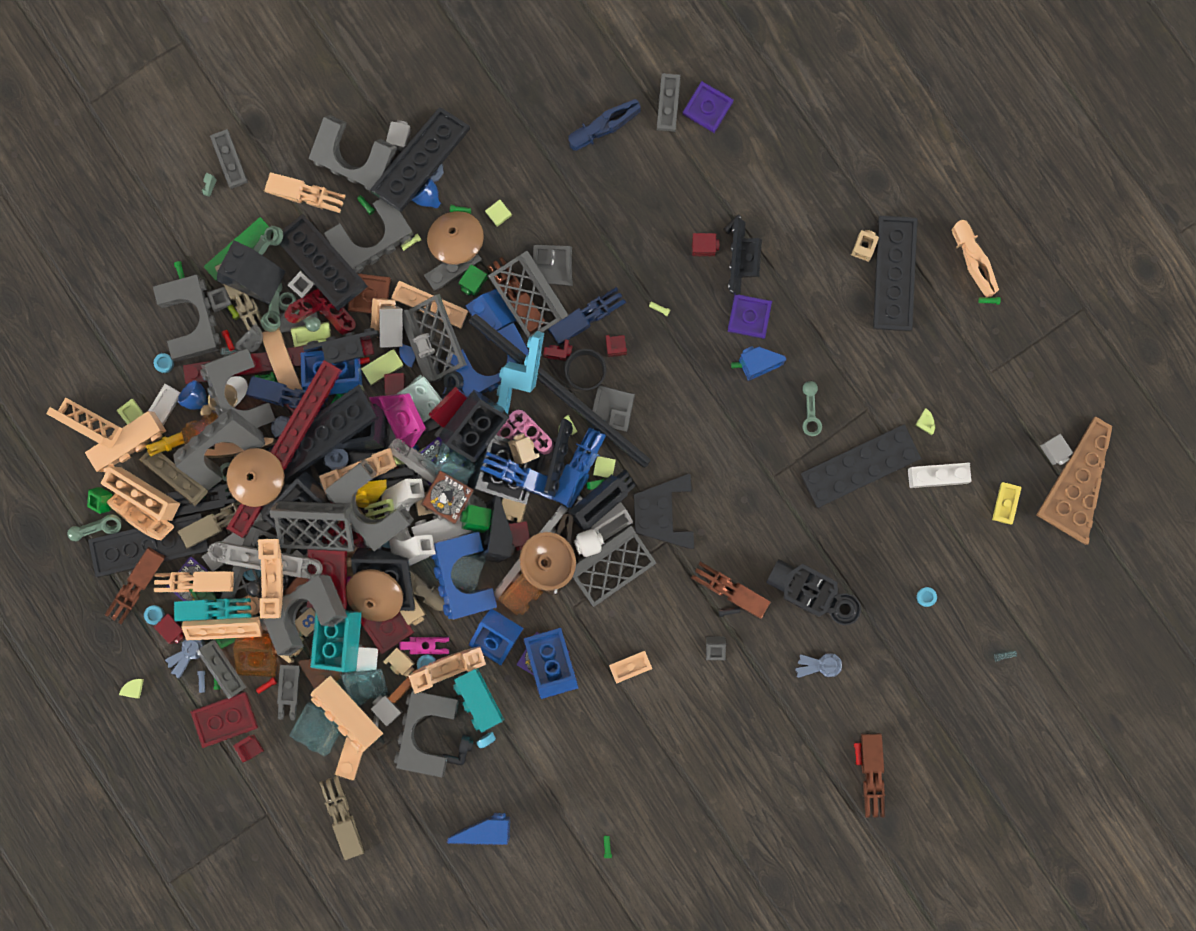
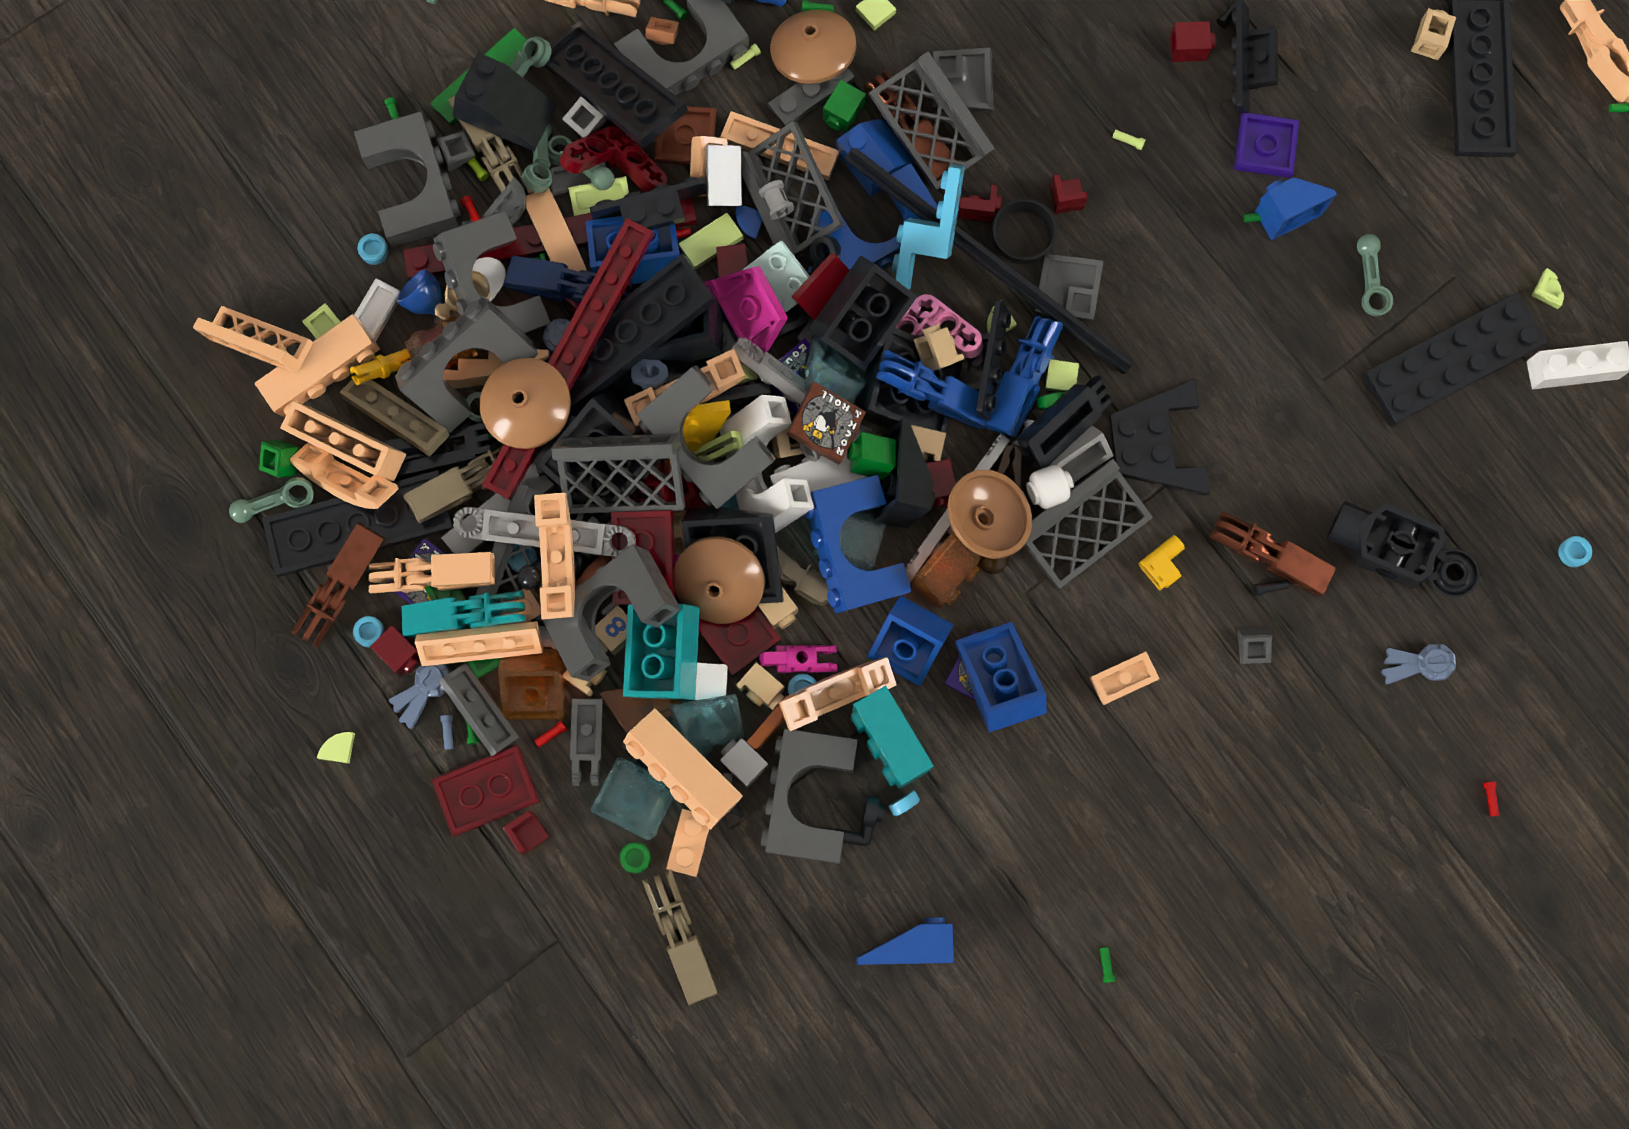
camera: 10 degrees left, 5 degrees down
(316, 766) = (635, 857): none -> green tile
(356, 223) = (662, 31): none -> nougat plate
(581, 319) = (1011, 156): dark blue arm -> none
(658, 592) = (1158, 564): none -> yellow piece
(873, 767) = (1518, 820): copper arm -> none

